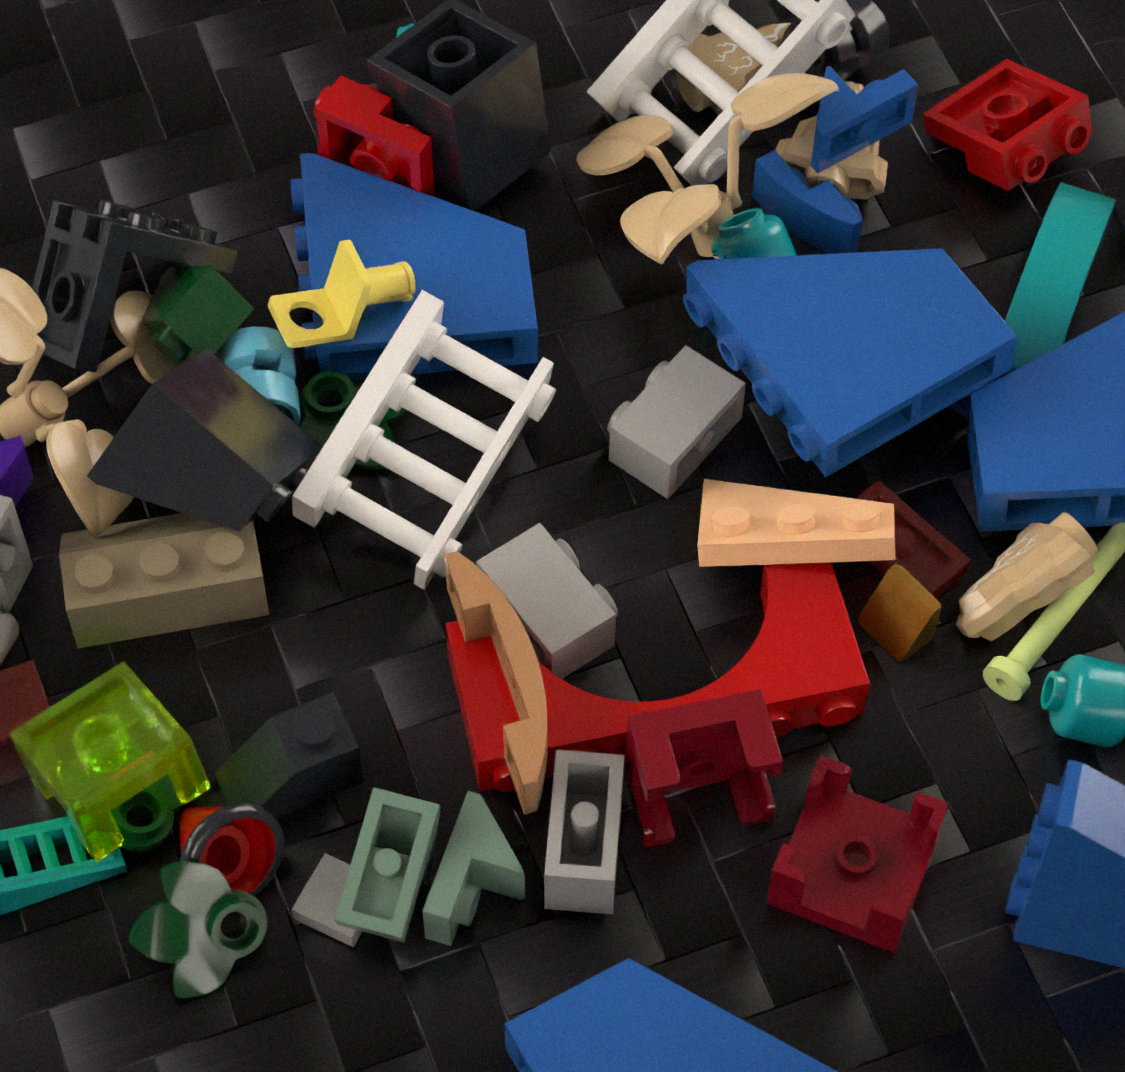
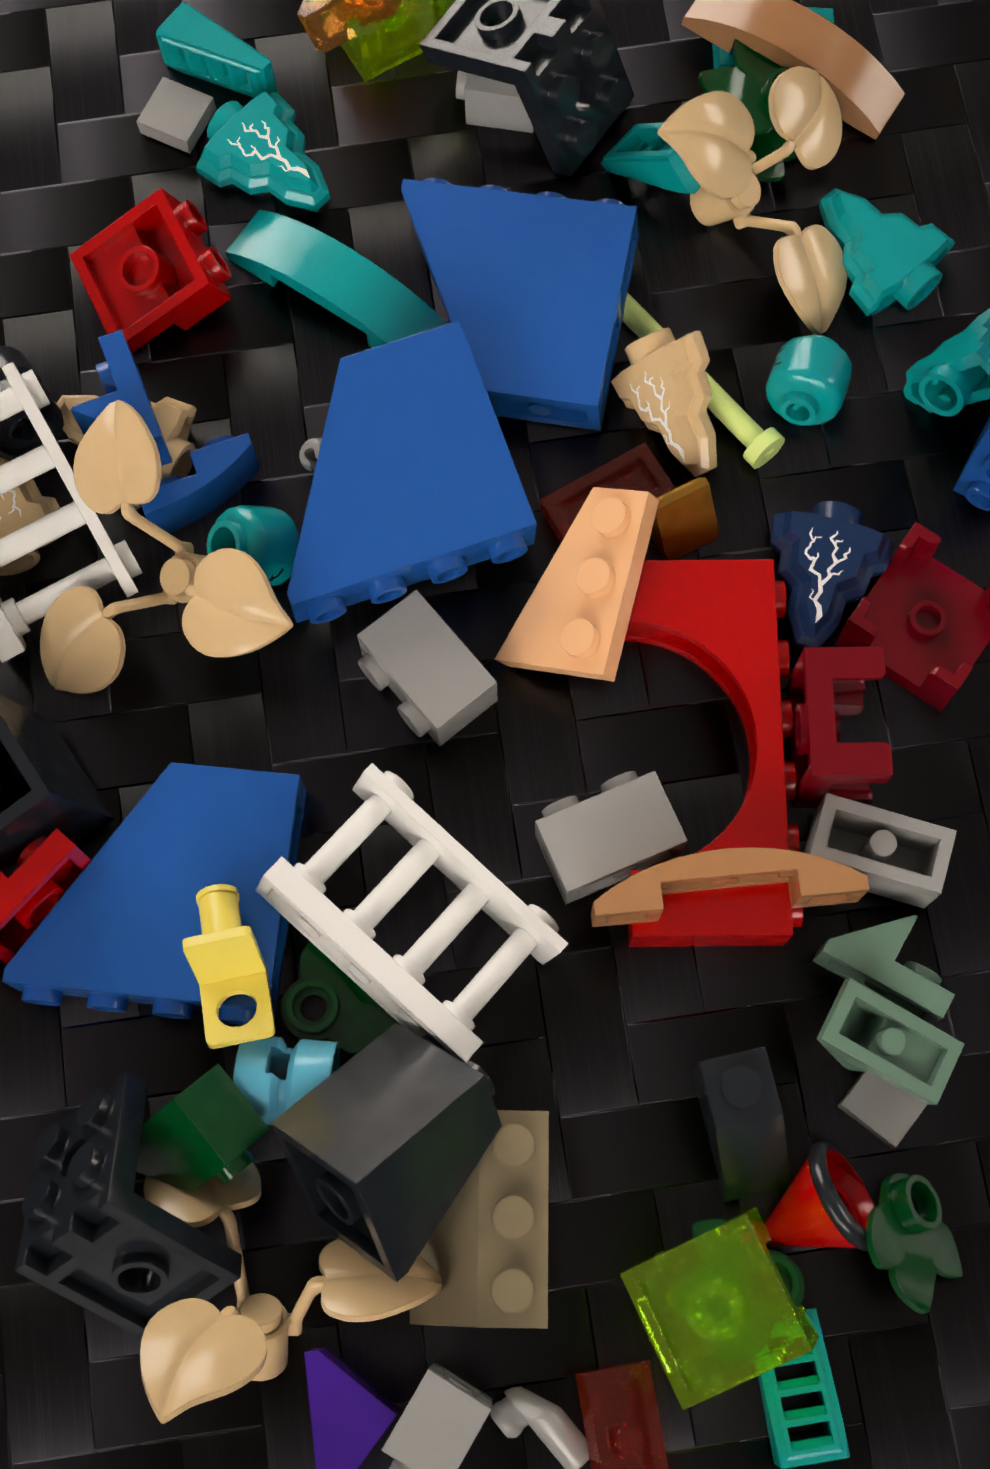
camera: 75 degrees left, 15 degrees up
(889, 749) = (825, 565): none -> dark blue rock

